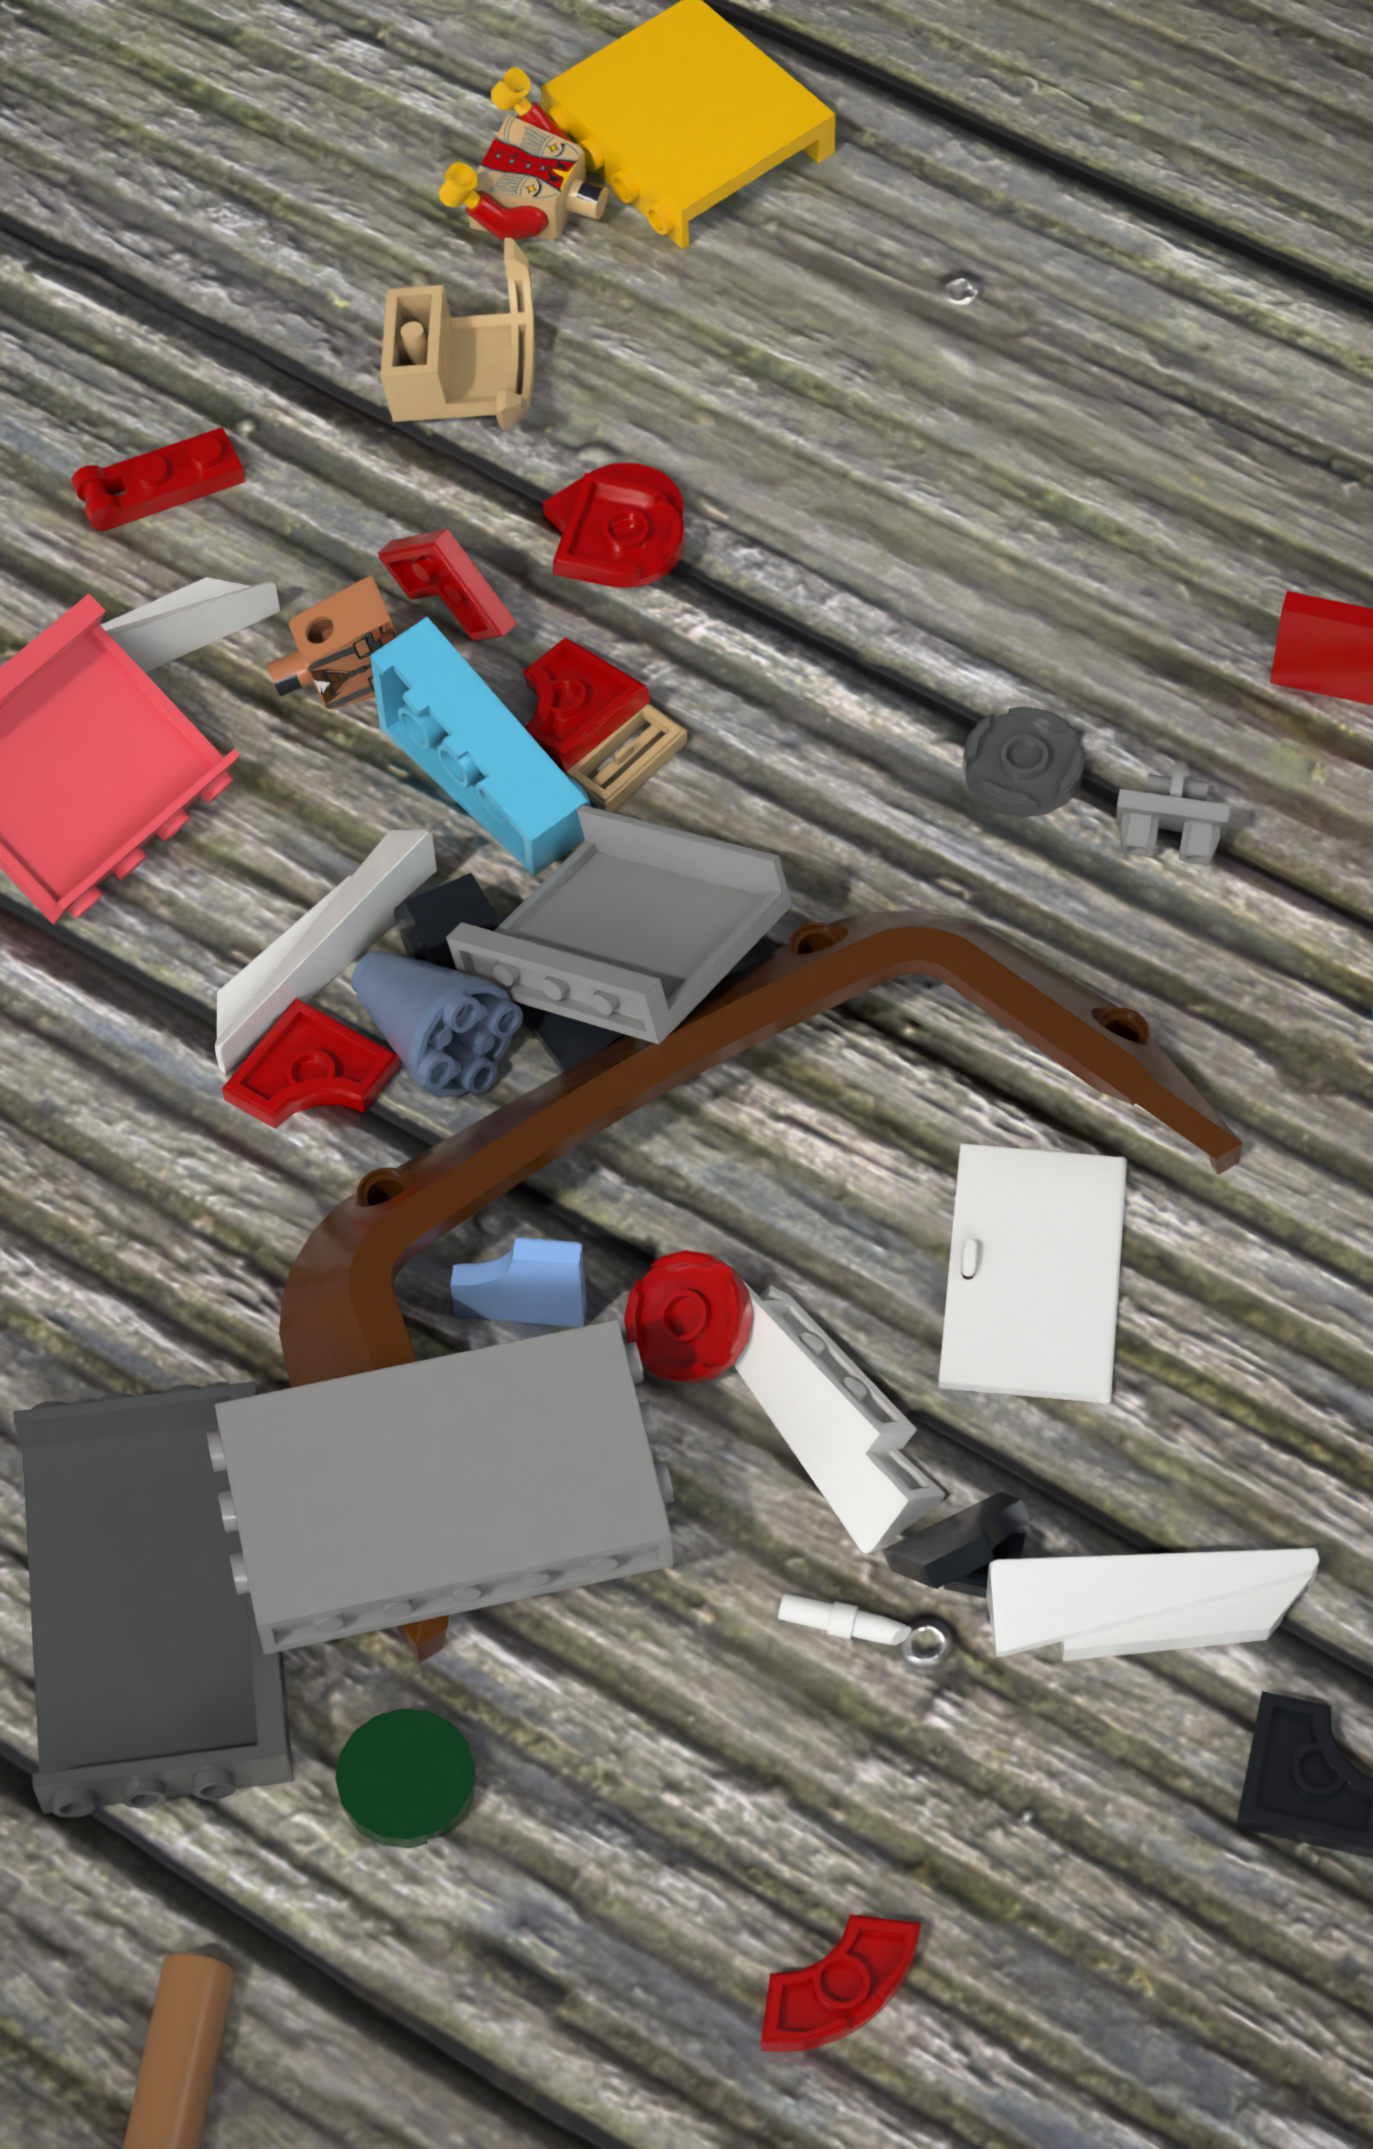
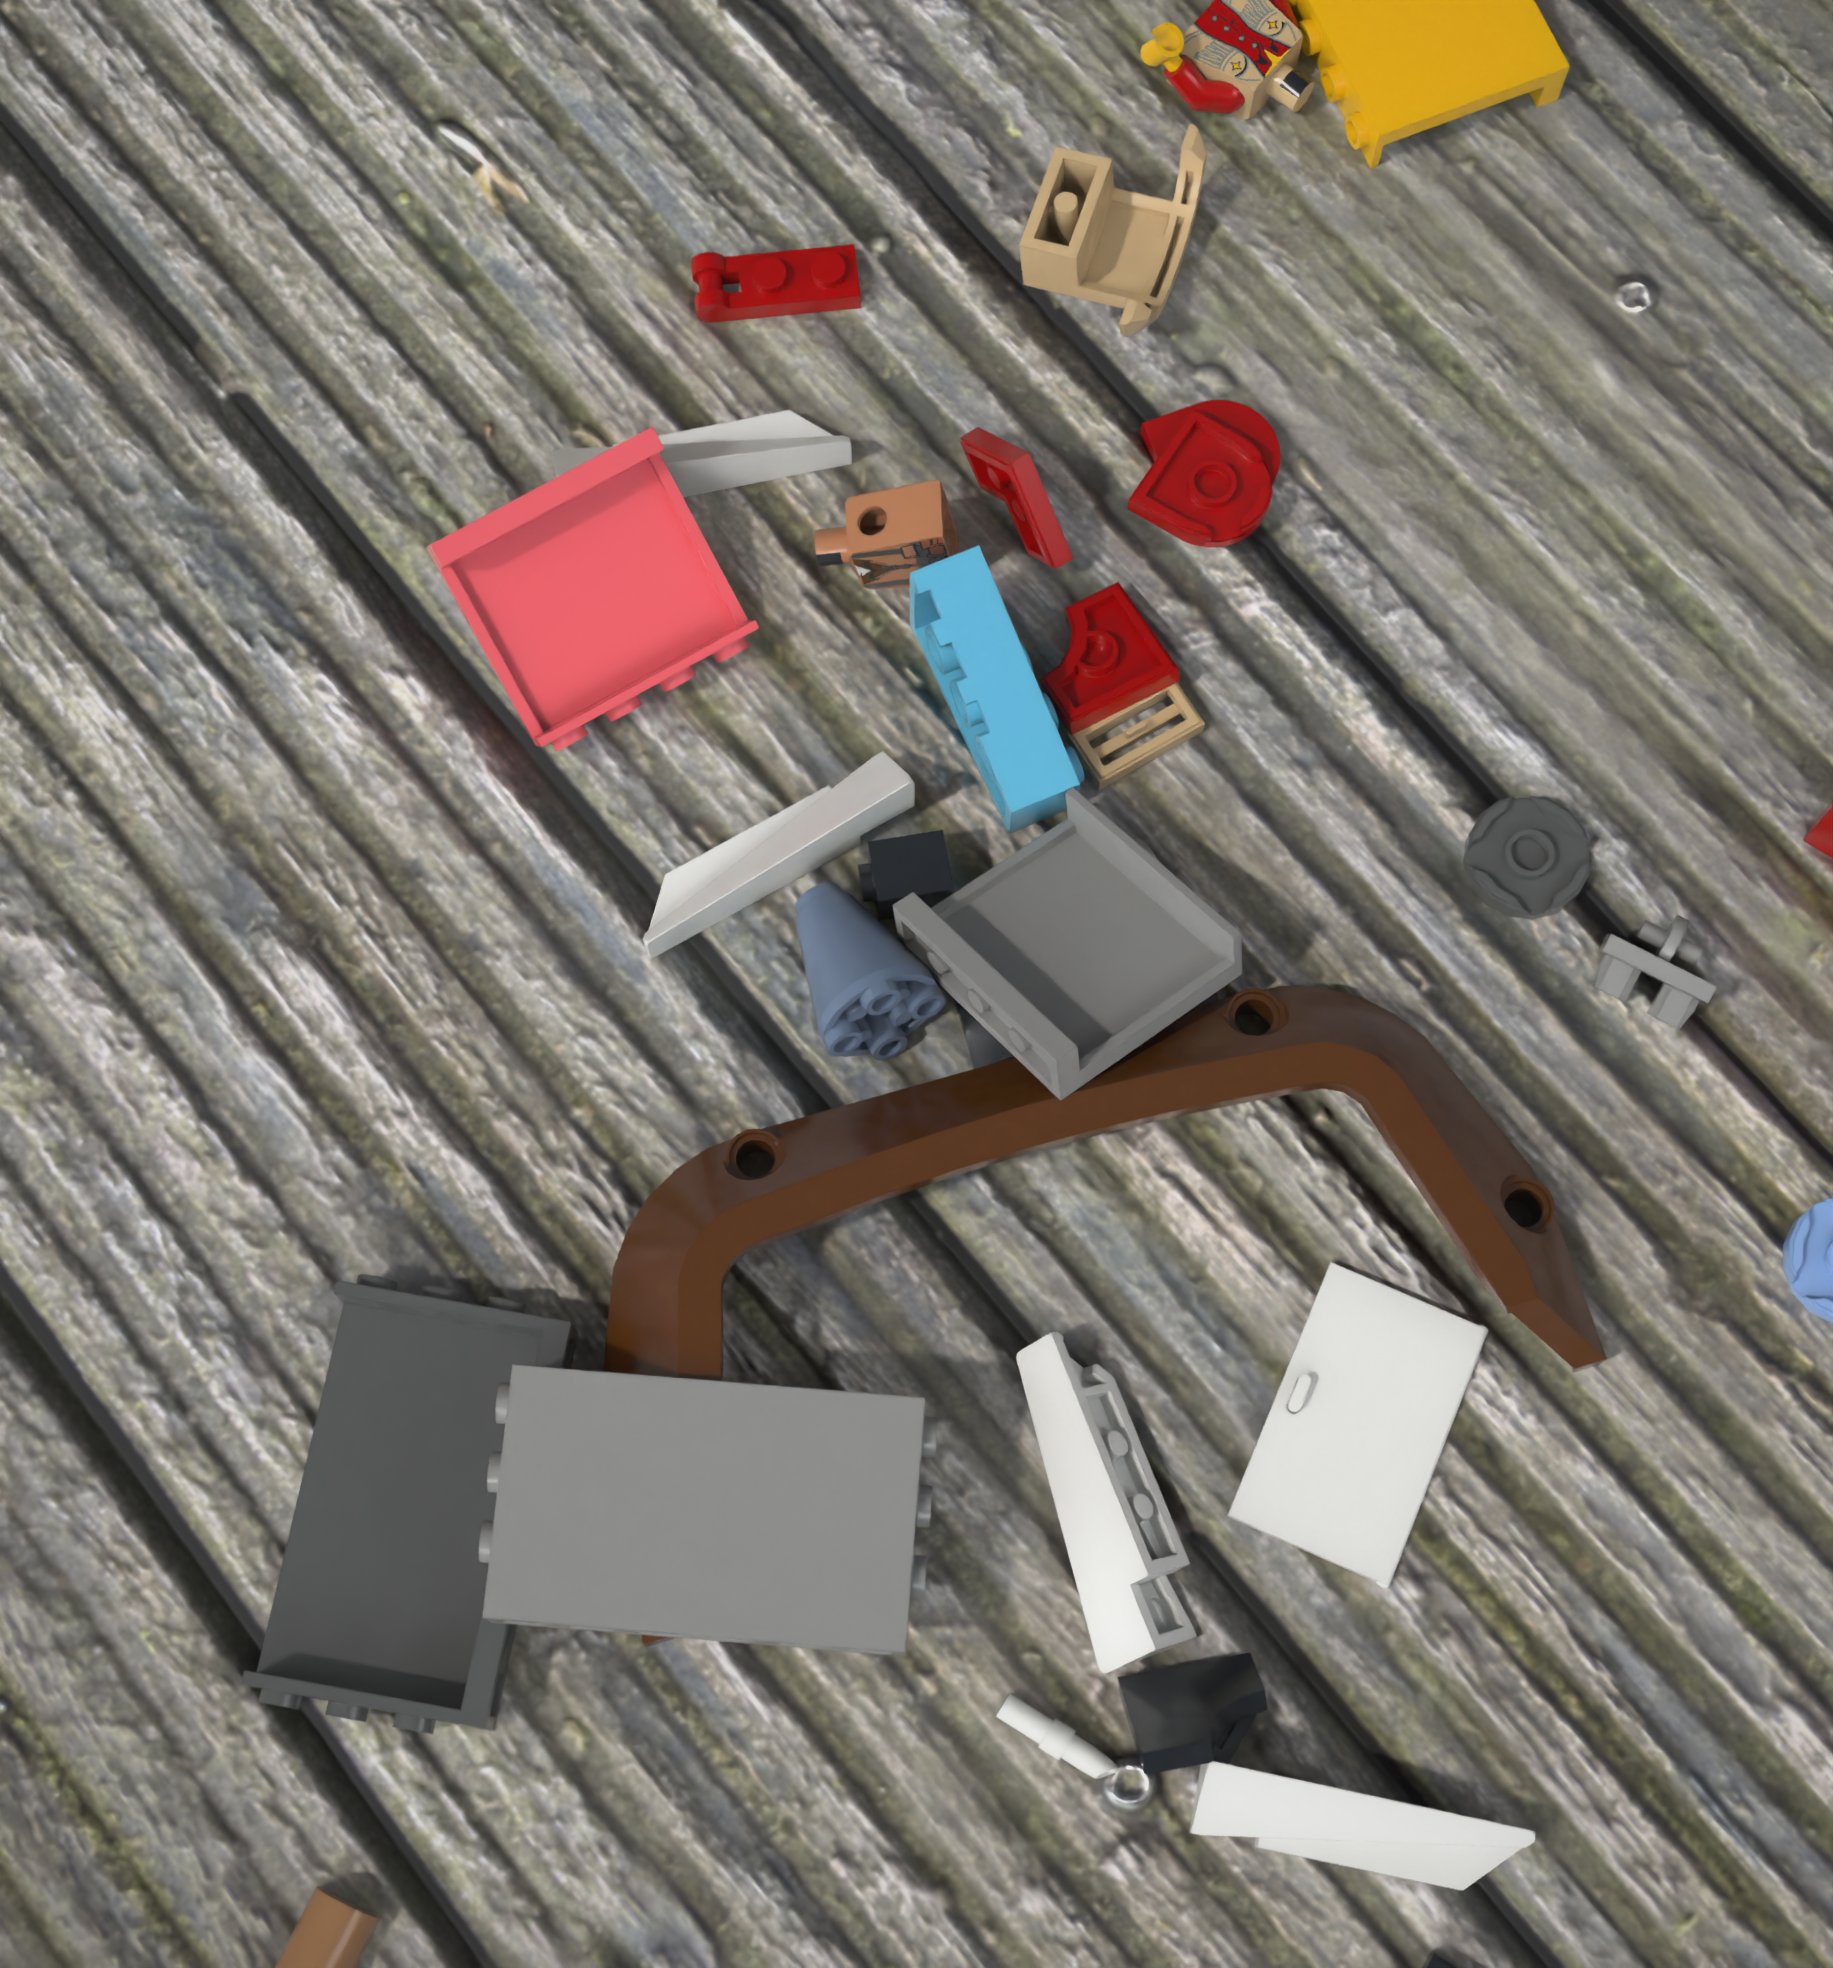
camera: 15 degrees right, 15 degrees up
(307, 1064) = (729, 976): red tile -> none
(405, 1778) = (595, 1769): dark green tile -> none
(530, 1284) = (857, 1296): light blue tile -> none
(689, 1317) = (1006, 1378): red tile -> none

